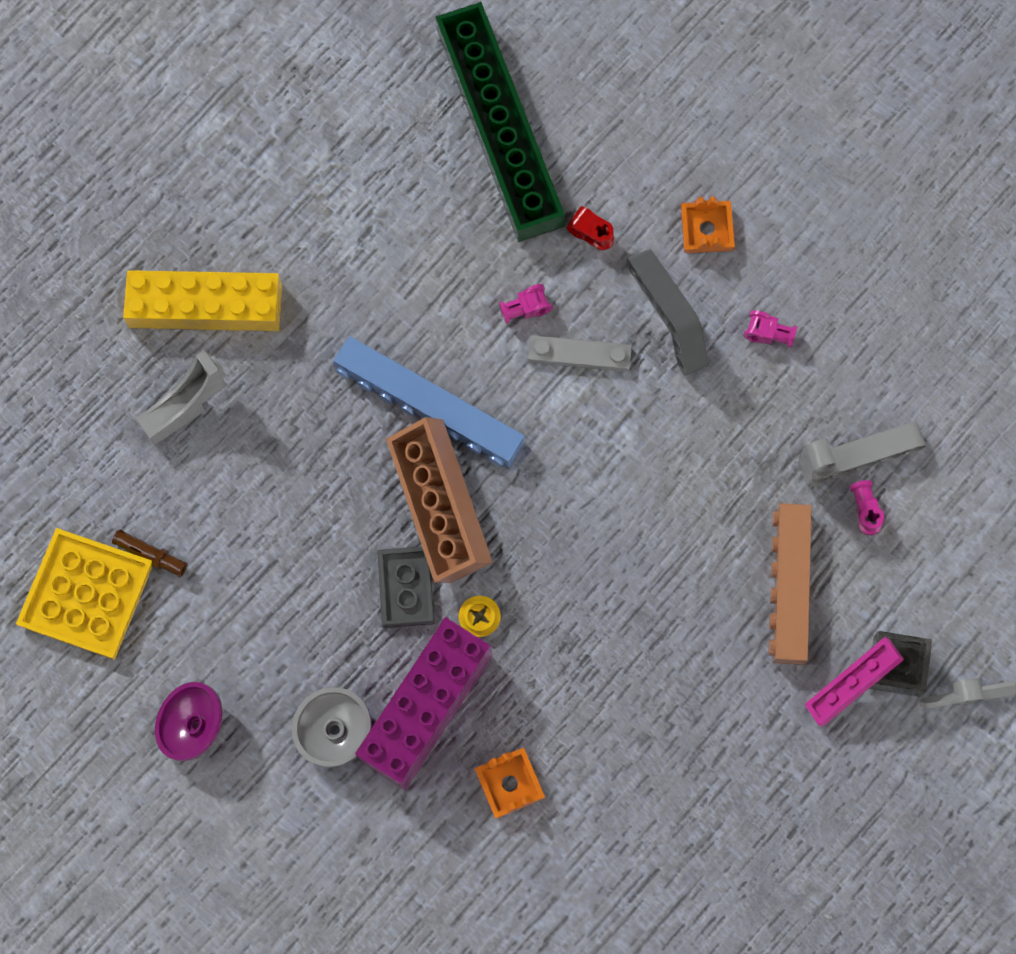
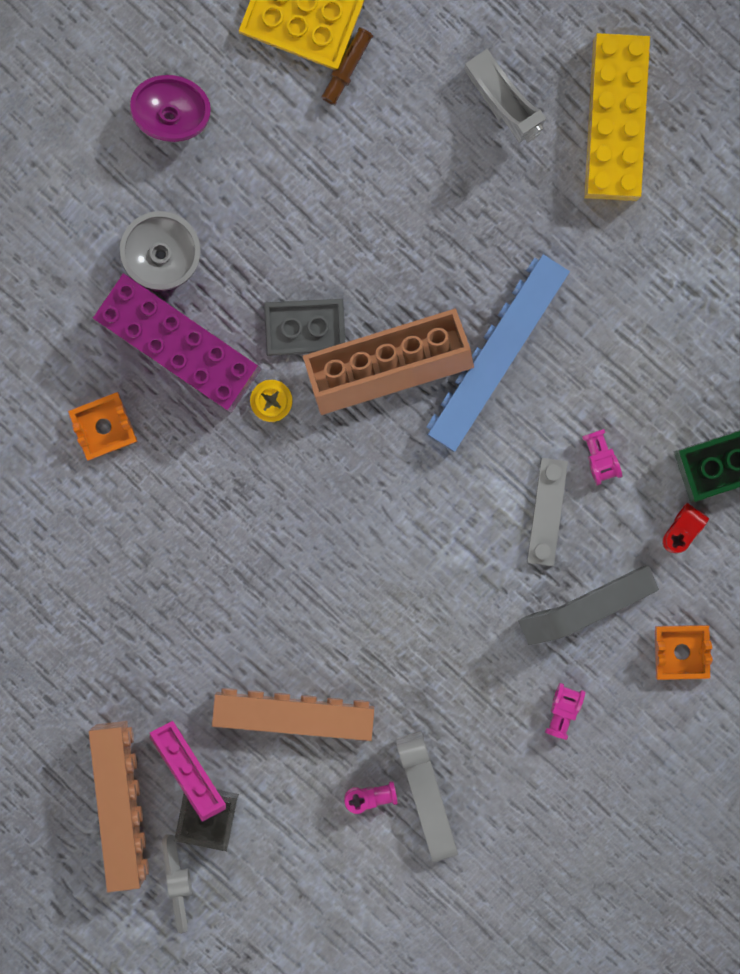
camera: 90 degrees right, 15 degrees up
(895, 752) = (118, 806): none -> nougat brick

